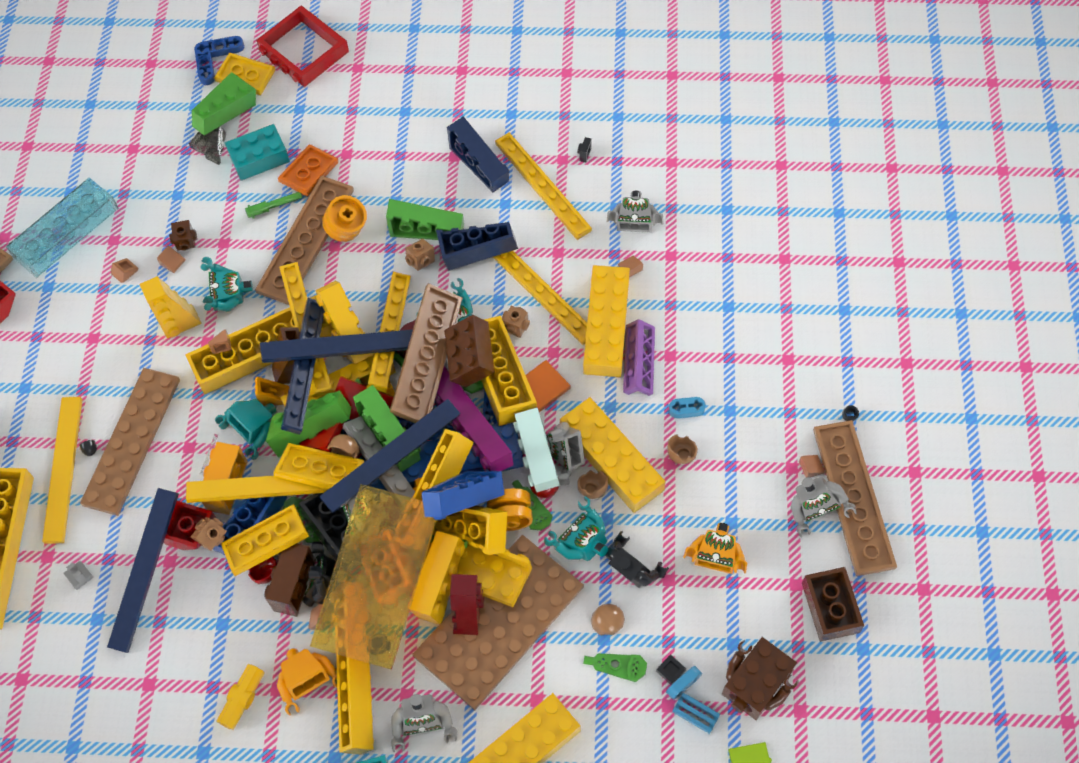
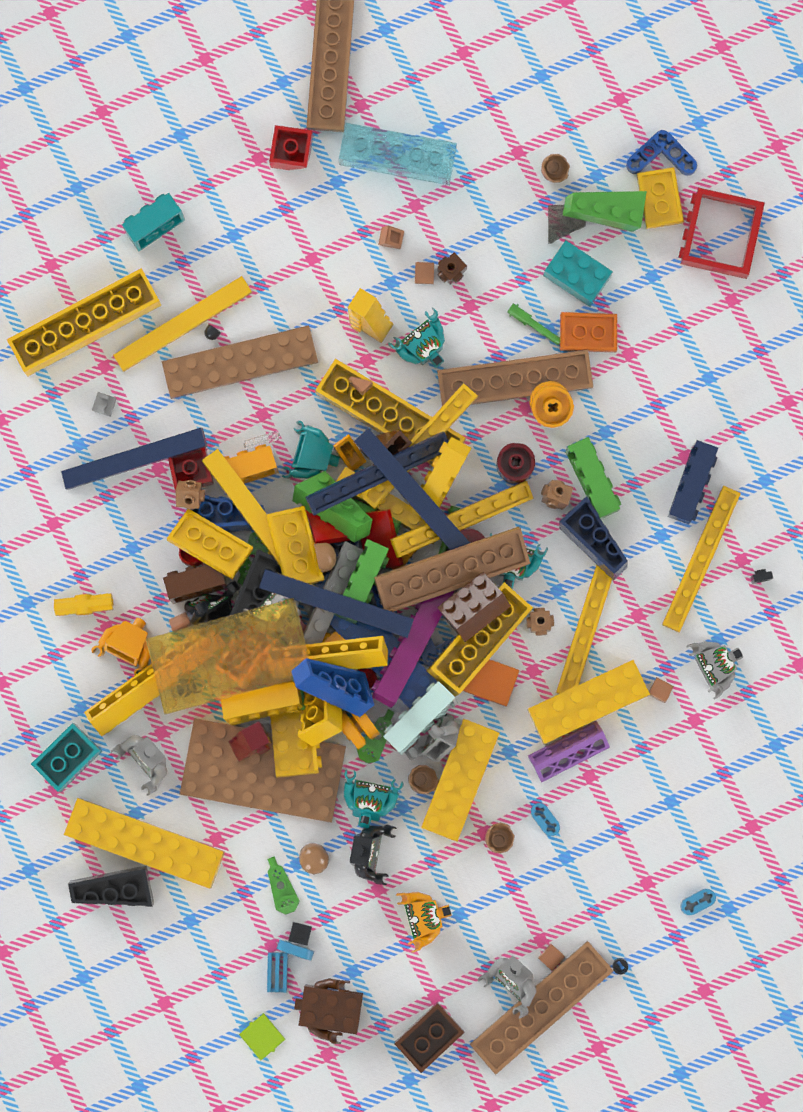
camera: 60 degrees right, 20 degrees up
(165, 126) = (555, 168): none -> medium nougat hair
(372, 270) = (515, 452): none -> dark red brick
(831, 328) = (695, 898): none -> dark azure beam

